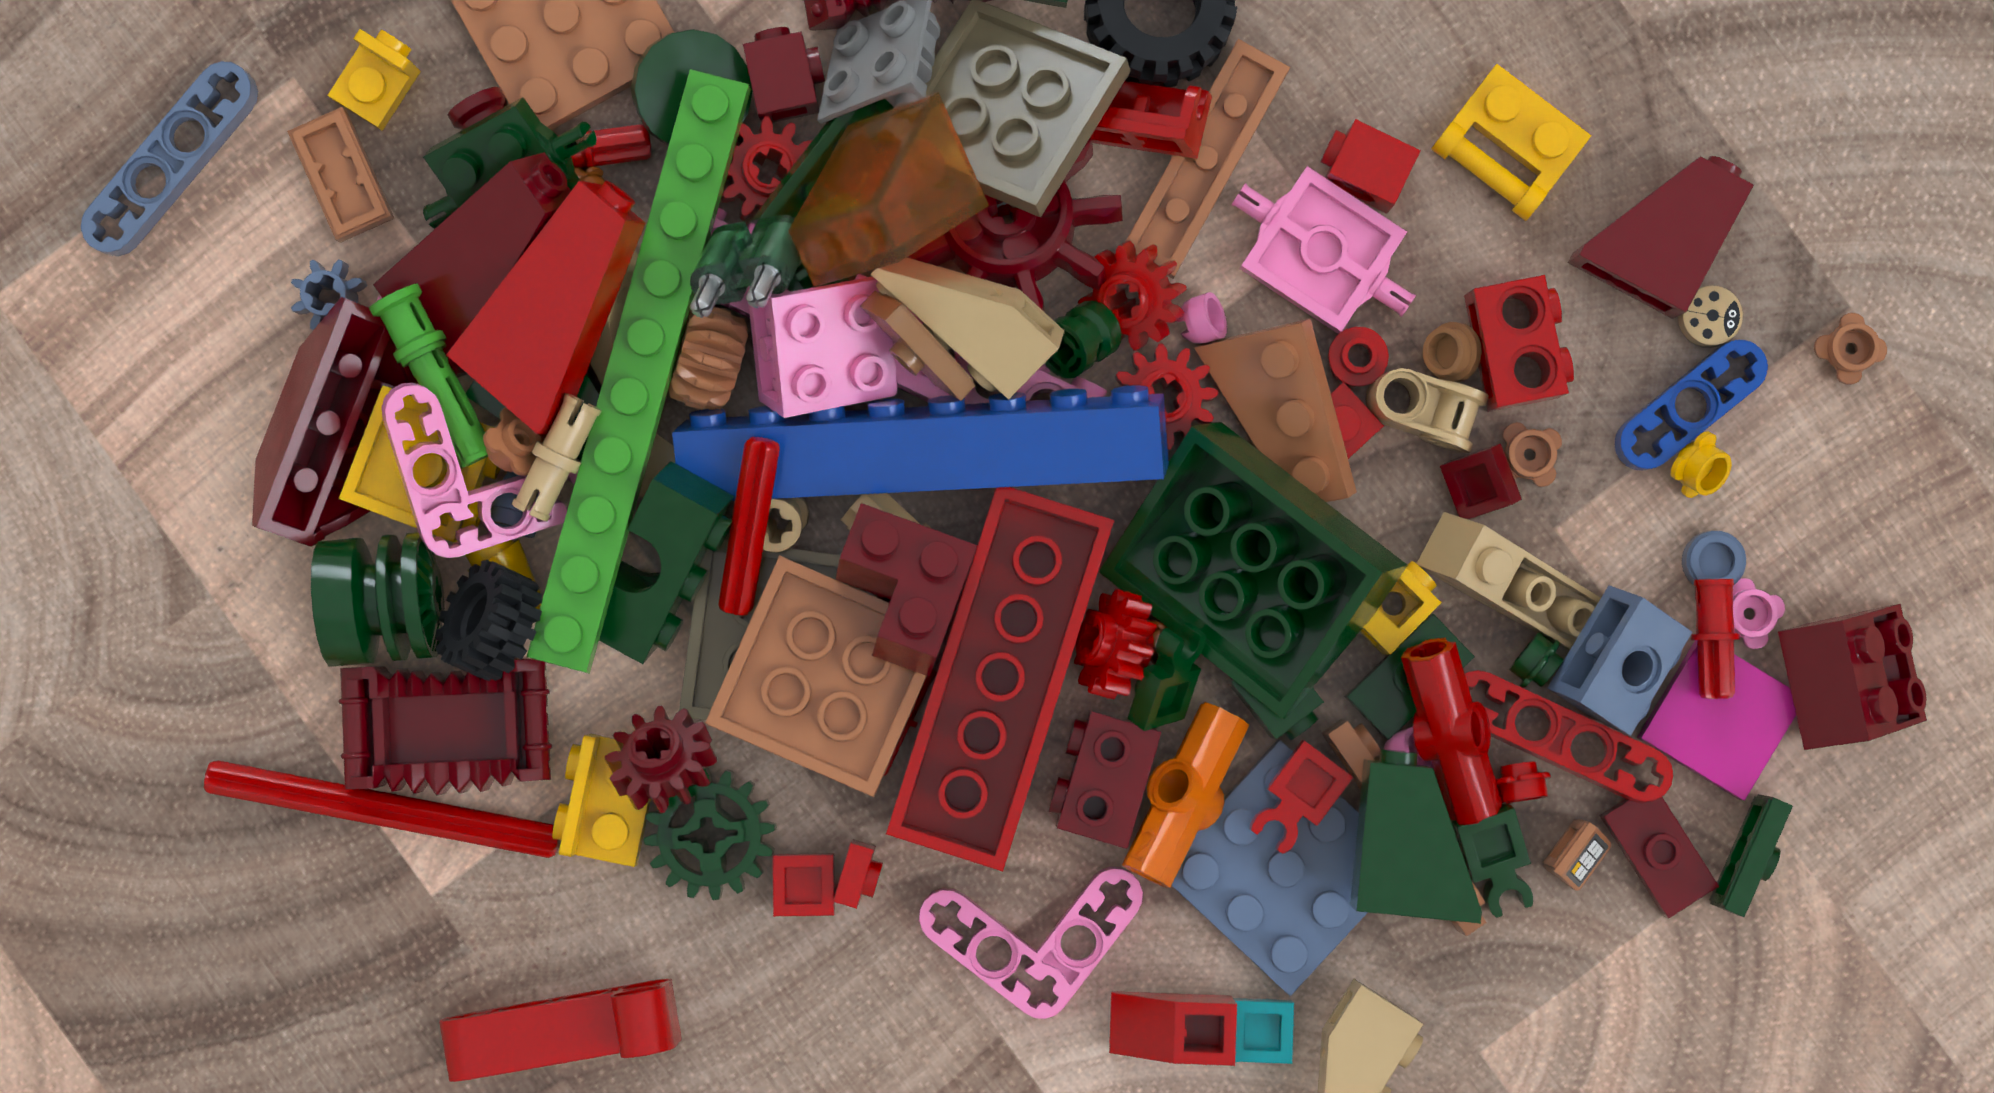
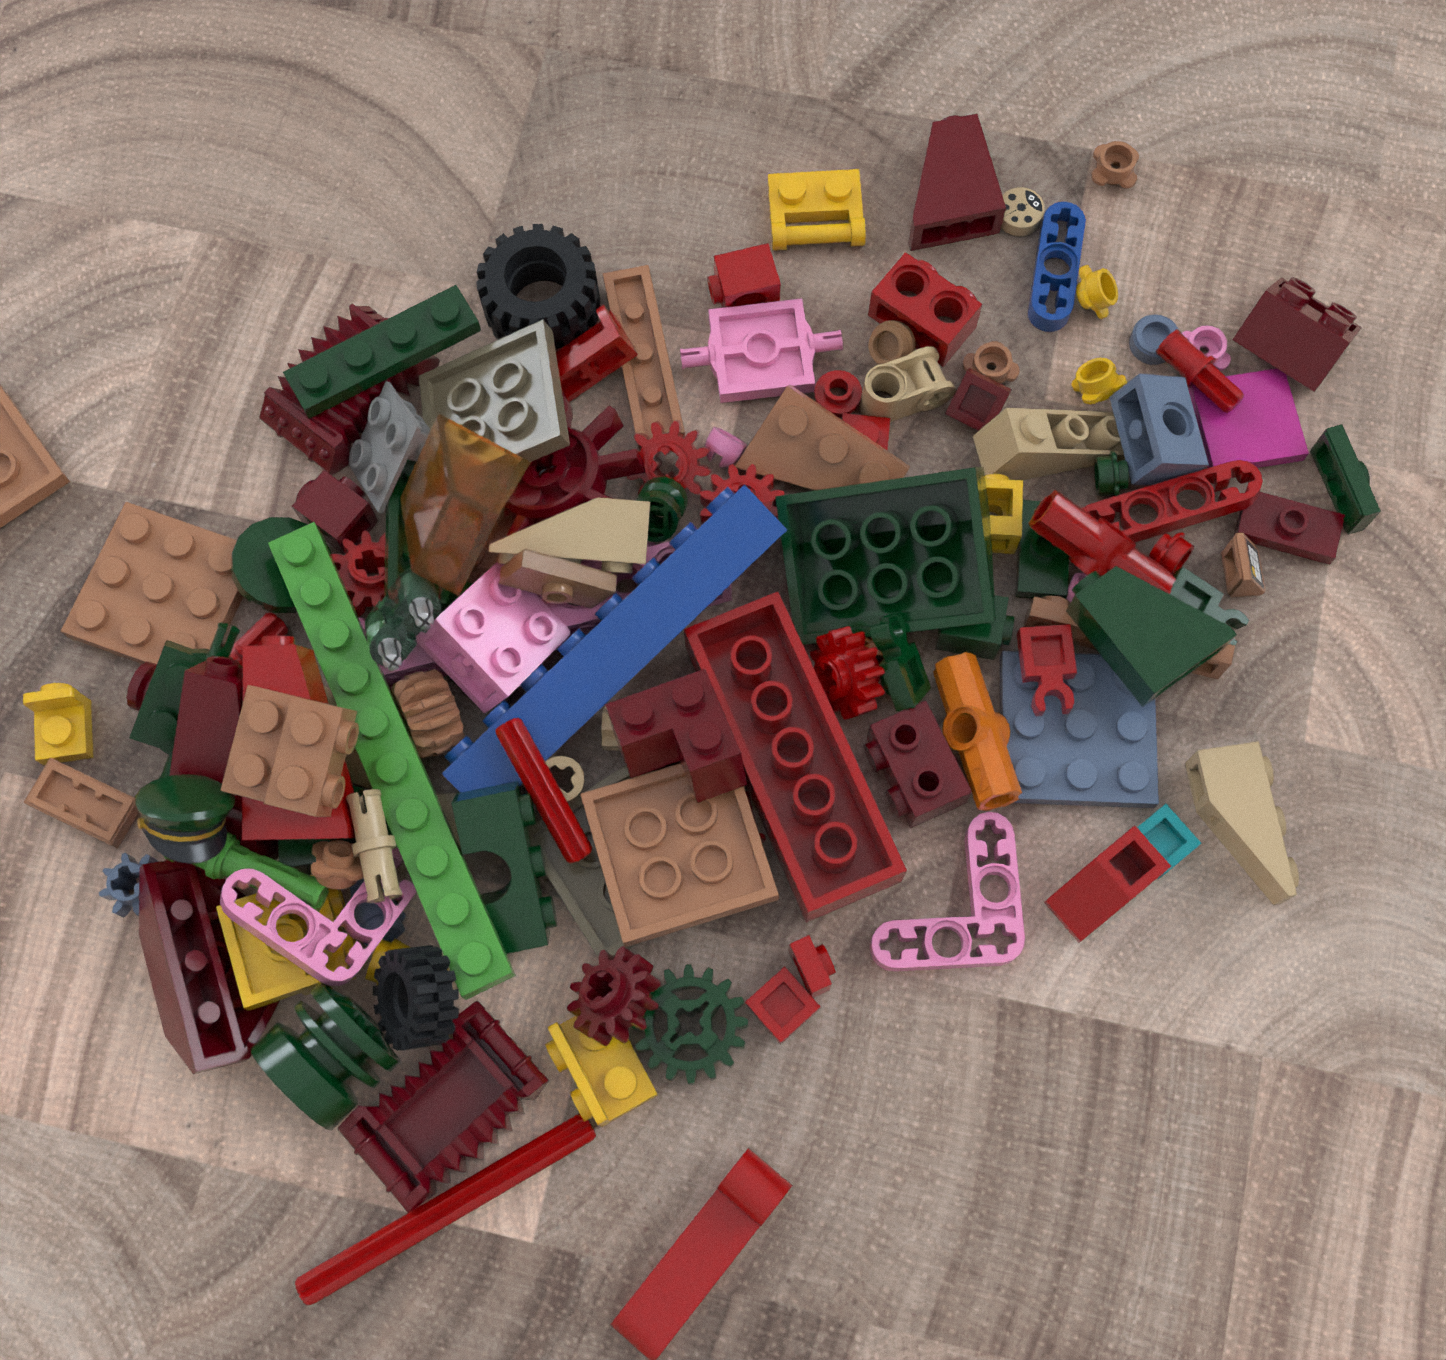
camera: 35 degrees left, 15 degrees down
(413, 293) = (185, 816): none -> dark green piece
(545, 319) = (290, 752): none -> nougat plate
(1618, 547) = (1097, 380): none -> yellow plate

